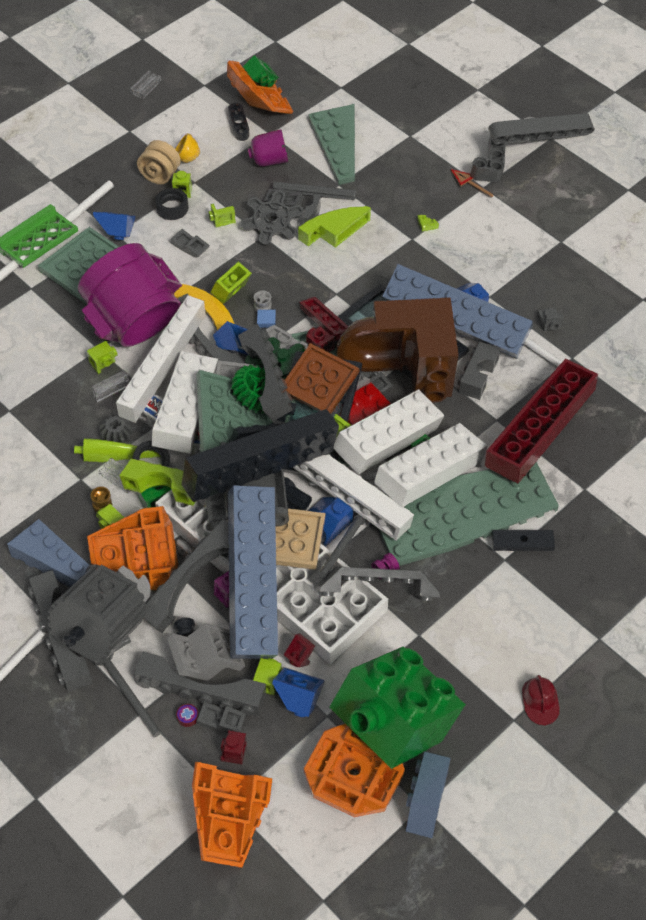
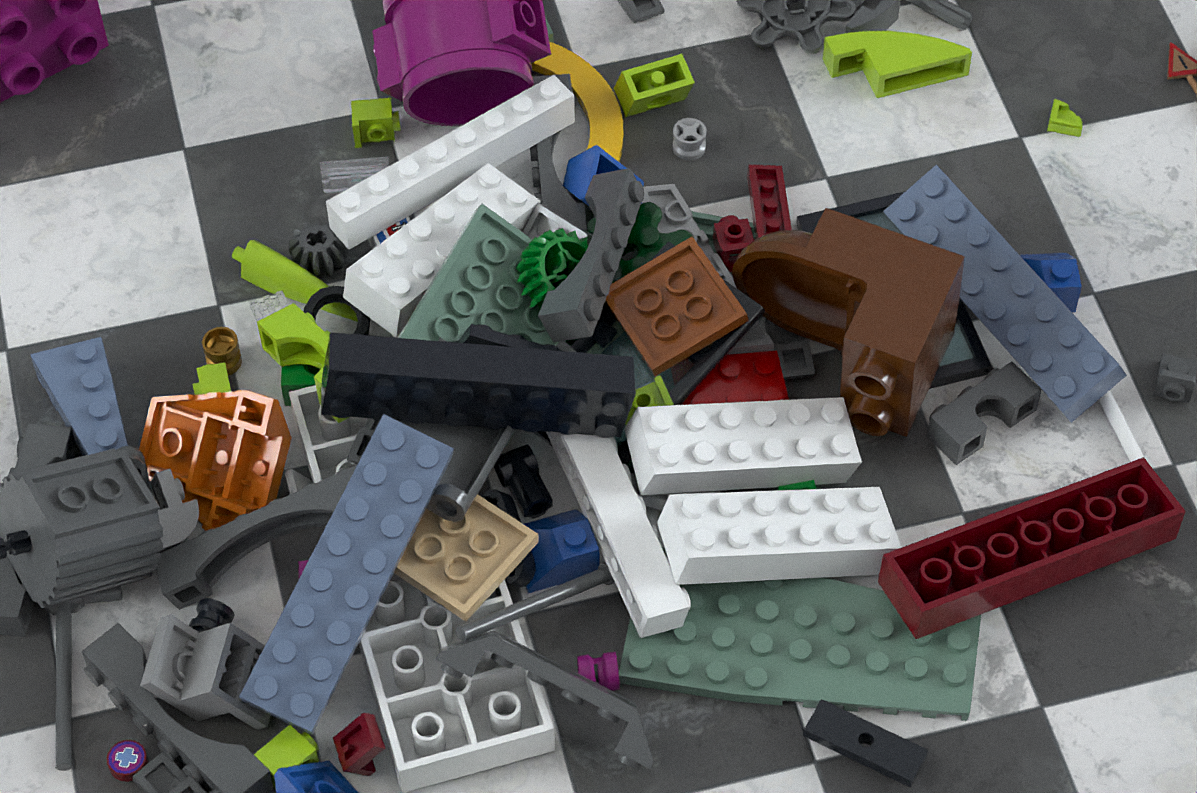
camera: 30 degrees right, 0 degrees up
(266, 318) = (679, 169): medium blue tile -> none

